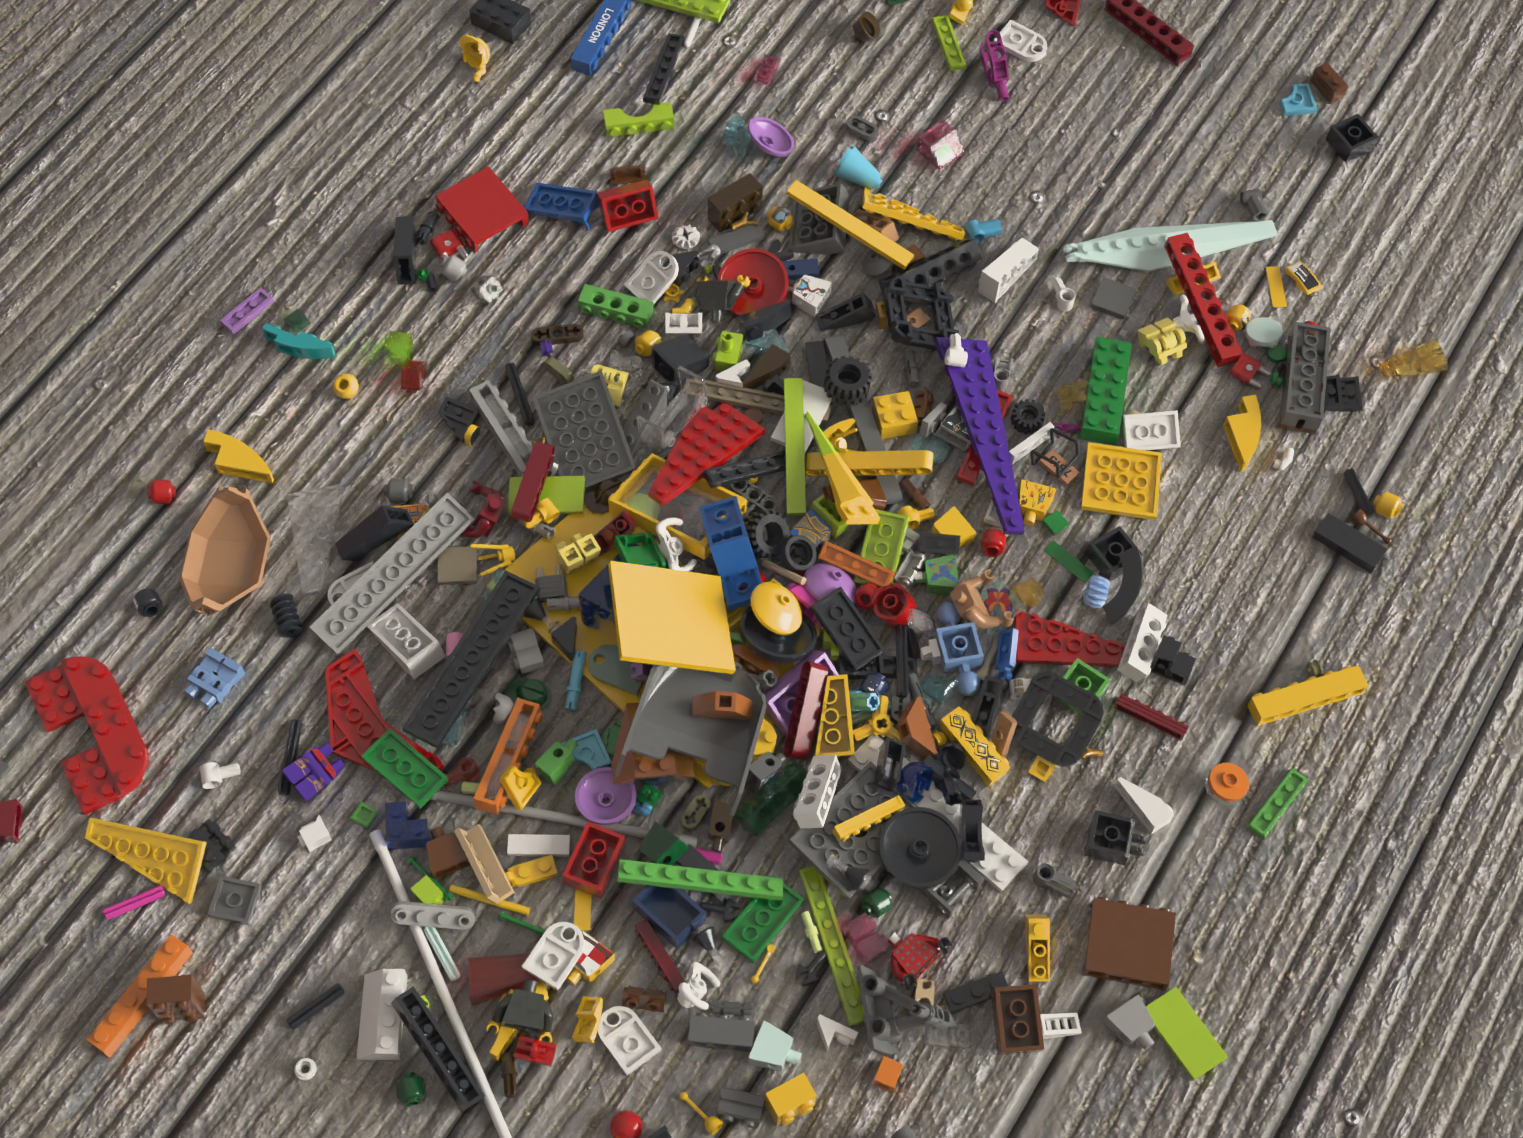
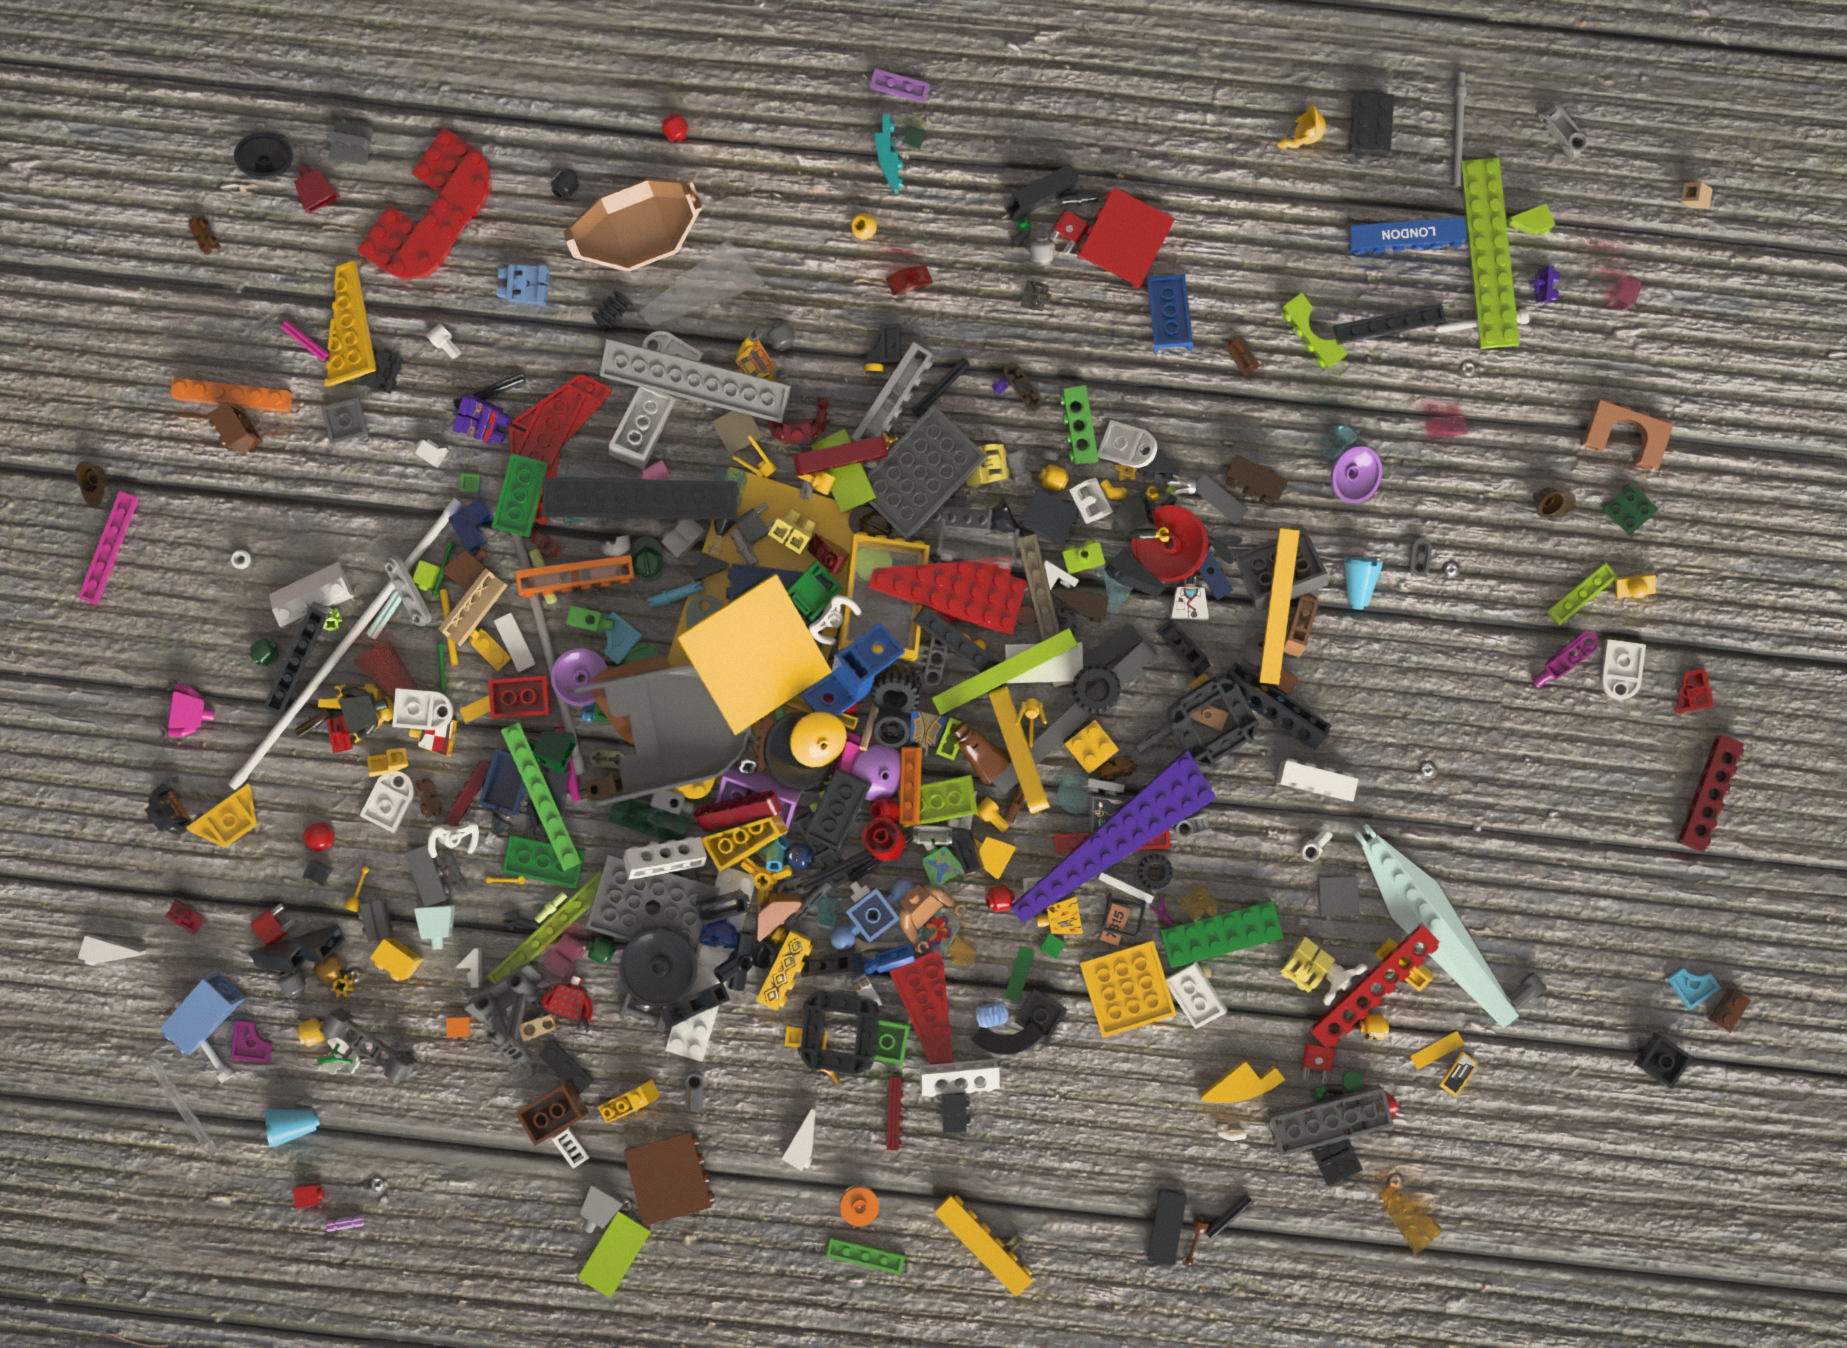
camera: 75 degrees right, 25 degrees up
(236, 458) = (742, 173): yellow slope -> none
(315, 1006) = (293, 537): black axle -> none
(373, 532) = (722, 342): black slope -> none
(399, 347) = (929, 250): clear neon green slope -> none
(520, 785) = (551, 601): yellow tile -> none
(558, 370) = (982, 410): olive beam -> none
(627, 205) = (1196, 378): red brick -> none
(680, 240) = (1197, 458): white gear -> none
(722, 705) = (697, 740): dark orange slope -> none
(742, 222) = (1240, 497): pearl gold bar -> none
(780, 218) = (1264, 531): head -> none
(839, 428) = (1050, 704): yellow slope -> none
(849, 496) = (966, 751): yellow plate -> none
(857, 876) = (604, 927): piece -> none
(866, 819) = (663, 912): yellow piece -> none
(907, 214) = (1330, 647): yellow wing -> none
(921, 623) = (880, 872): clear slope -> none
(940, 145) = (1435, 647): clear pink slope -> none
(955, 354) = (1172, 778): white axle -> none
(983, 229) = (1351, 731): dark azure piece -> none
(1004, 733) = (805, 991): medium nougat plate -> none
(1119, 845) = (747, 1134): black hinge -> none
(1263, 332) = (1368, 1059): light aqua tile -> none
(1388, 505) = (1225, 1249): yellow head -> none

